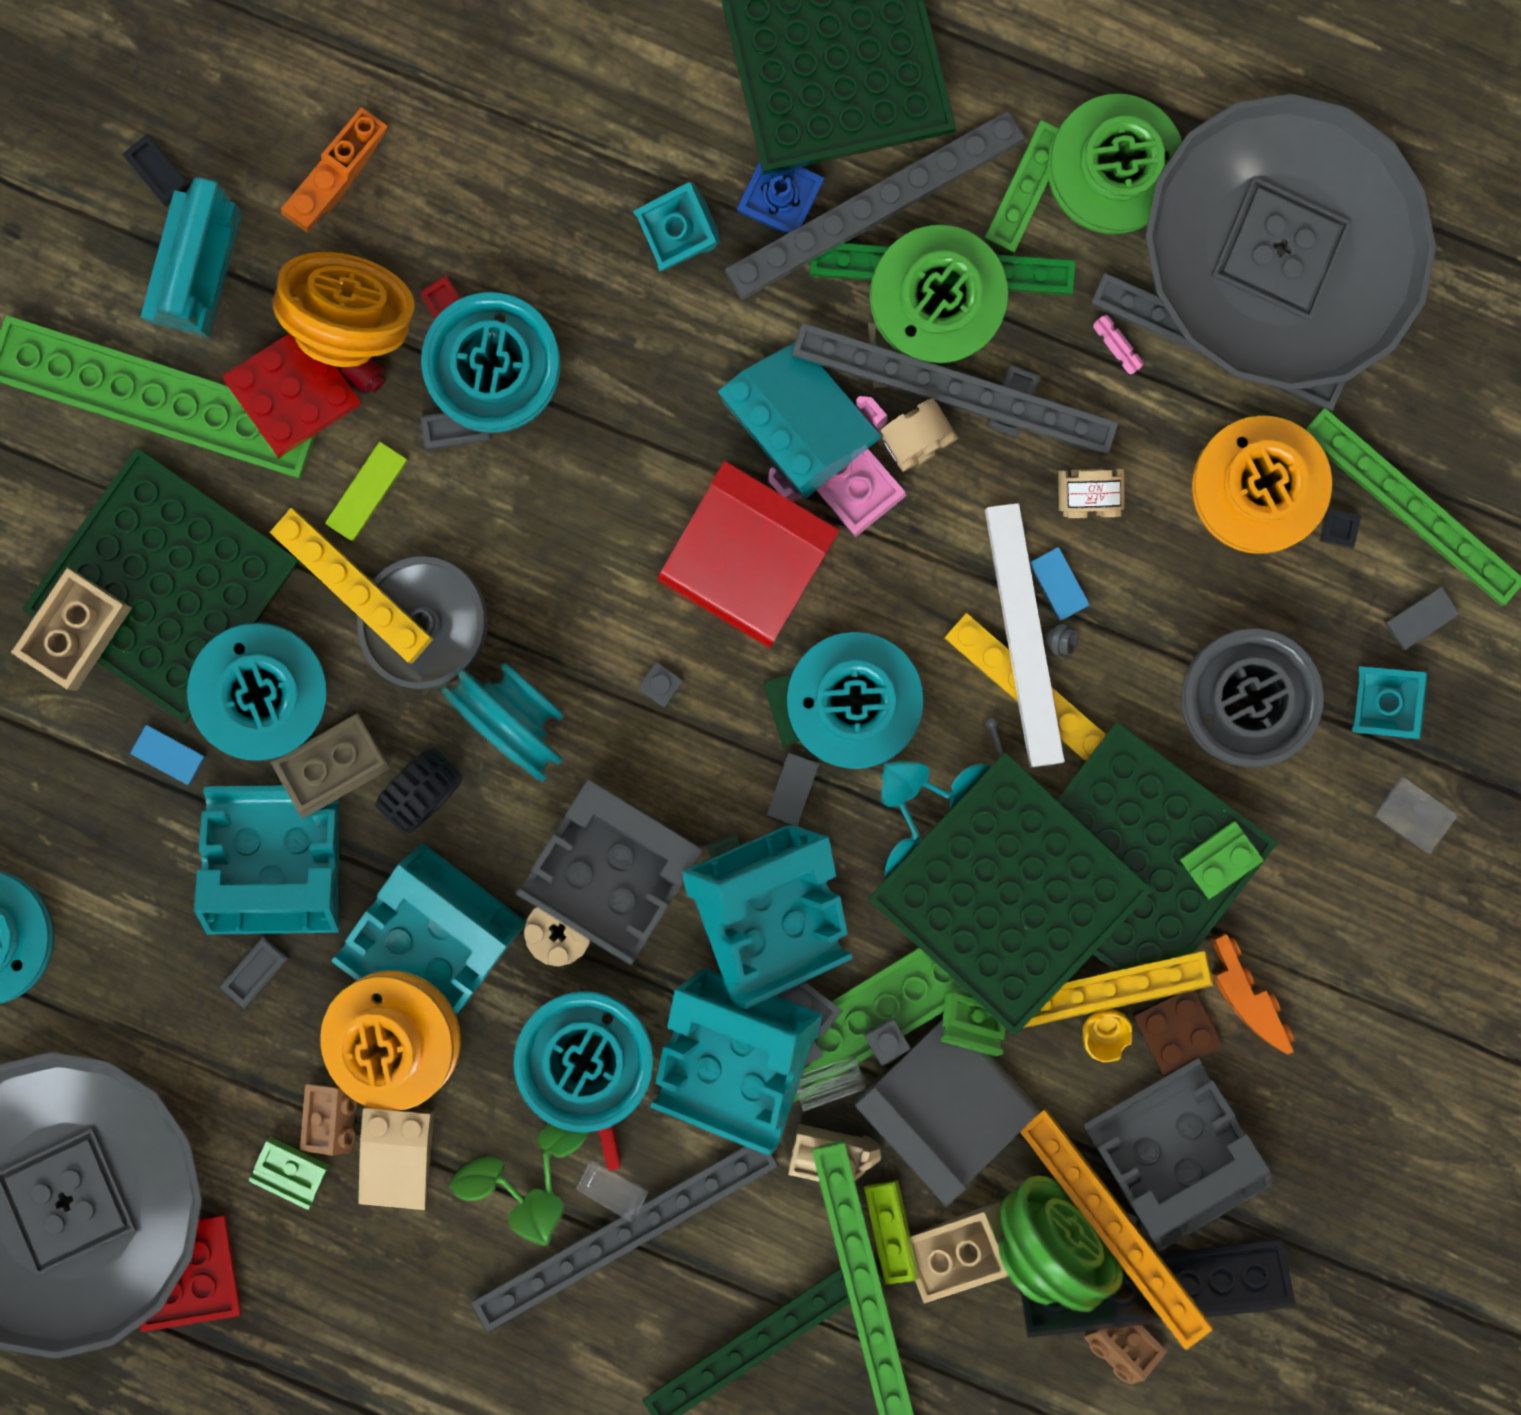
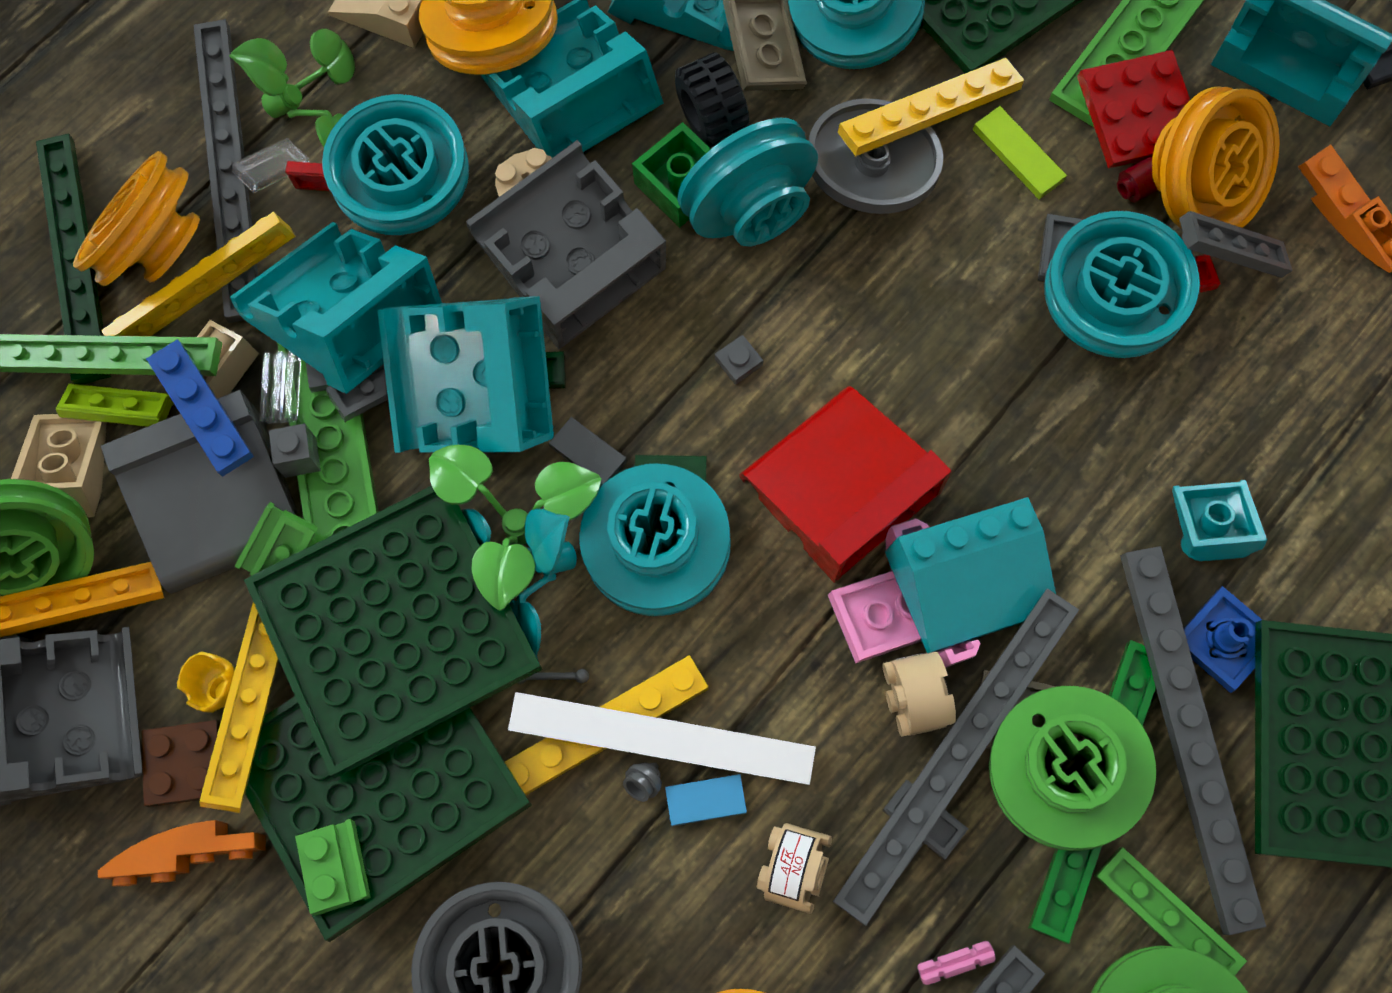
camera: 110 degrees right, 15 degrees down
(416, 271) = (1234, 244): none -> dark grey plate
(499, 796) = (664, 167): none -> green brick
(724, 1277) = (140, 225): none -> light orange wheel
(765, 1208) = (203, 279): none -> yellow plate
(846, 788) = (508, 569): none -> bright green plant
(884, 1131) = (200, 408): none -> blue plate

